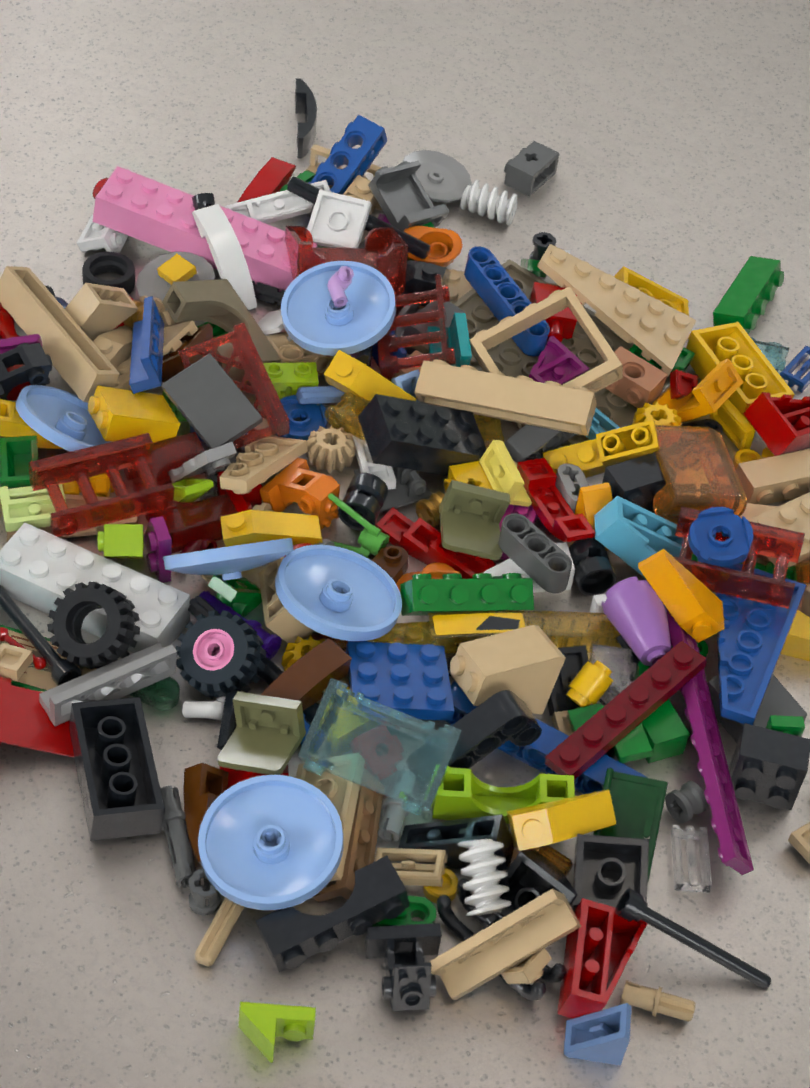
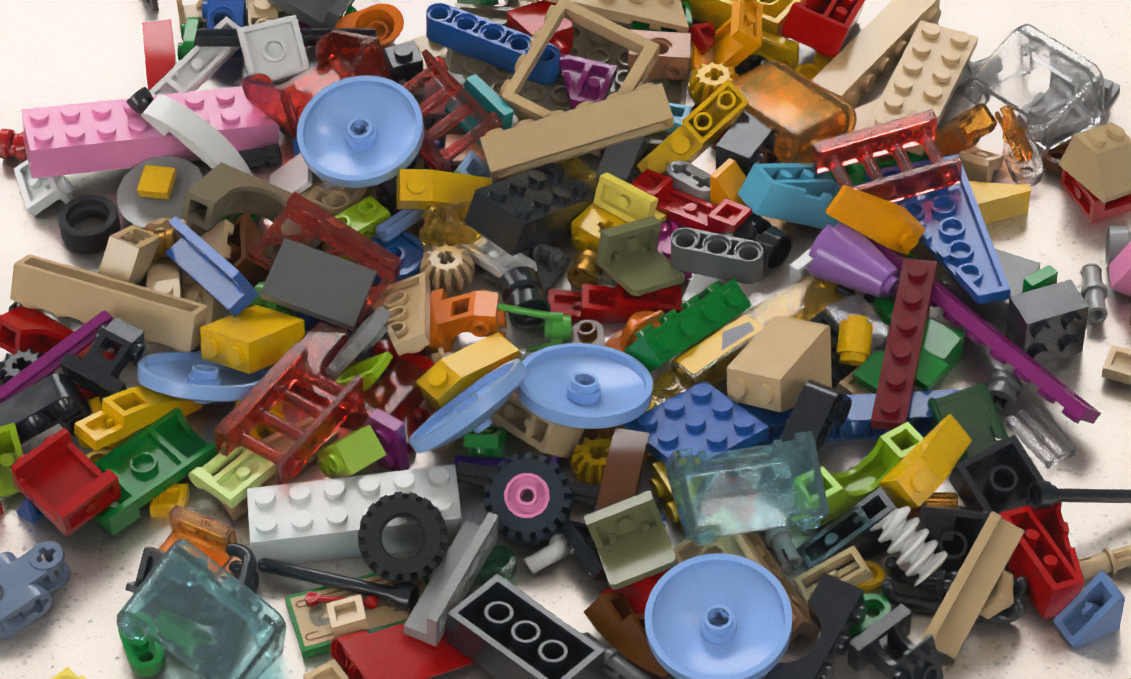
camera: 25 degrees left, 0 degrees up
(338, 284) = (348, 108): lavender arm -> none
(717, 552) = (865, 166): blue plate -> none

